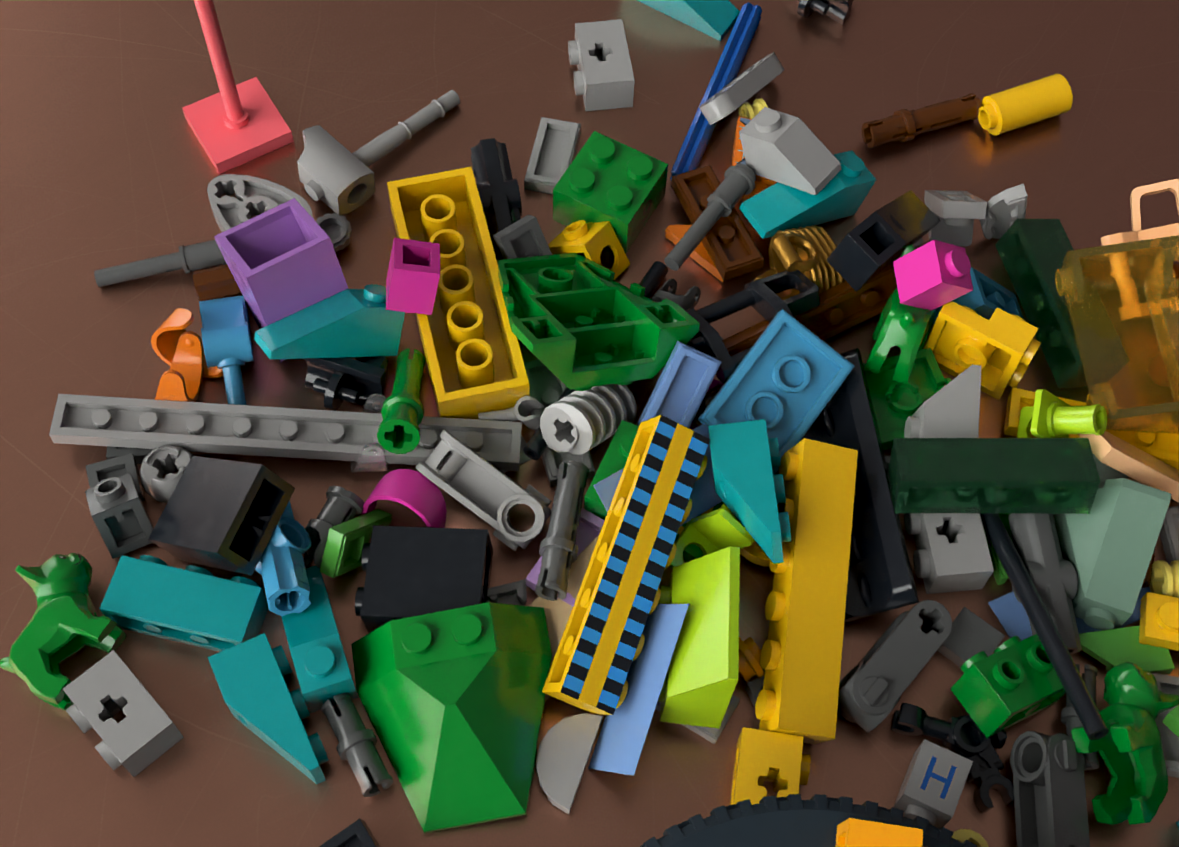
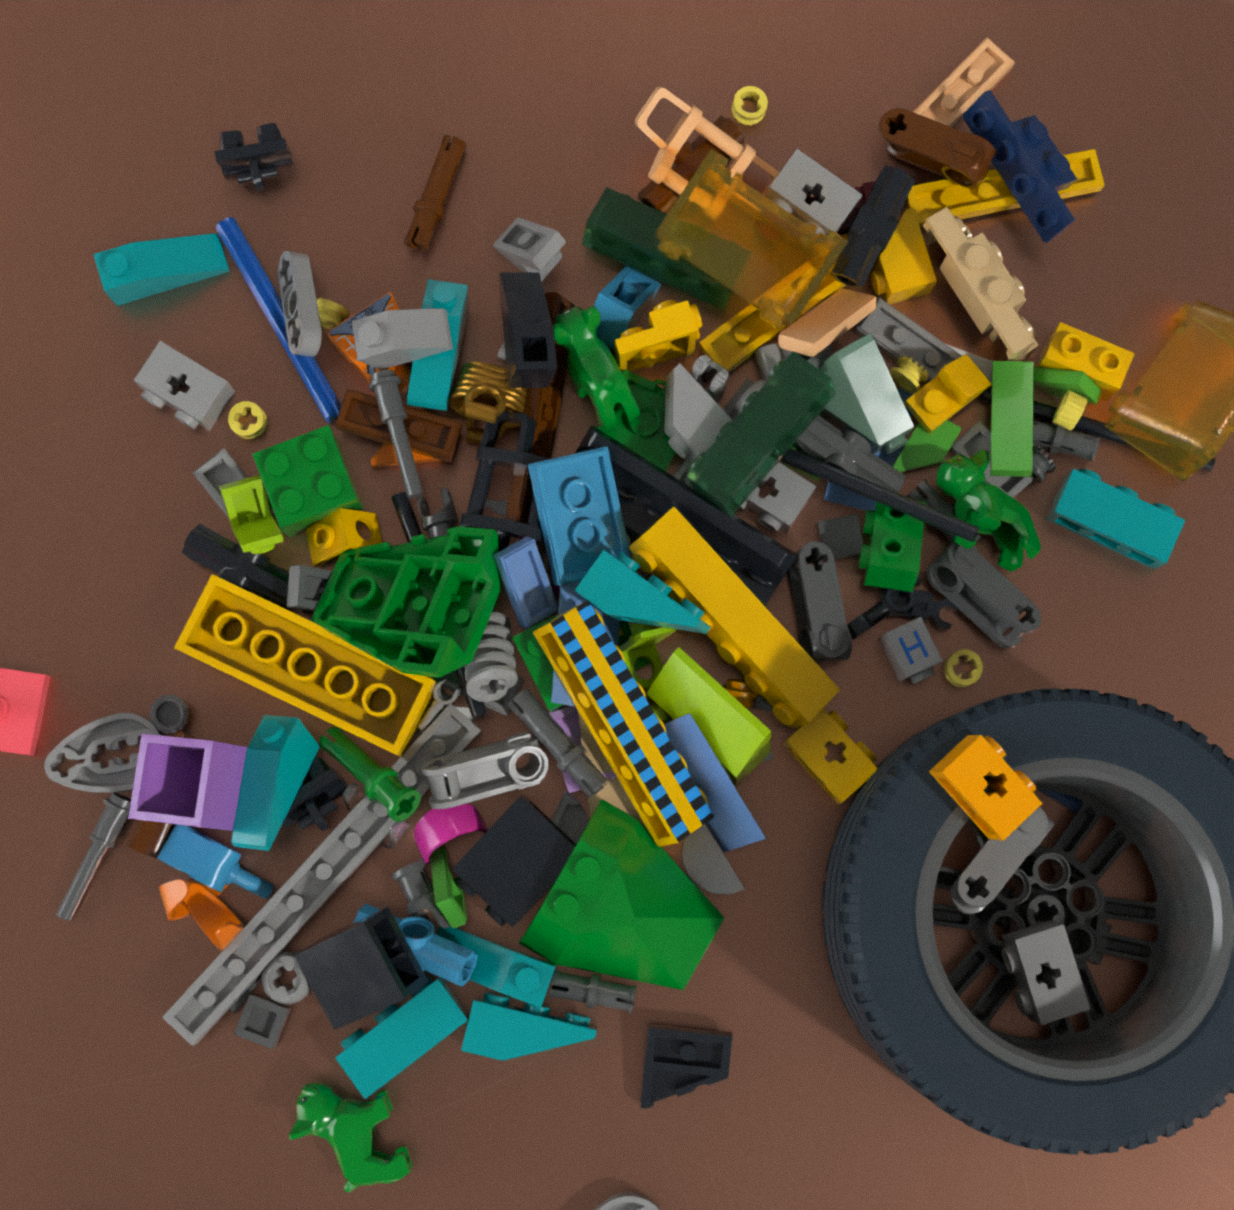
camera: 50 degrees left, 20 degrees up
(108, 690) = (428, 1120): light grey brick -> none
(119, 515) = (294, 1035): dark grey bracket -> none
(344, 177) = (122, 669): light grey piece -> none
(413, 276) = (289, 701): dark pink brick -> none
(545, 162) = (250, 515): none -> lime bracket
(622, 116) = (241, 409): none -> light yellow bush
(933, 275) = (596, 340): dark pink brick -> none
(998, 412) = (705, 370): none -> light grey hinge
(1004, 211) = (571, 219): light grey tile -> none
(1025, 104) = (487, 106): yellow brick -> none
(1056, 419) = (759, 352): lime bracket -> none

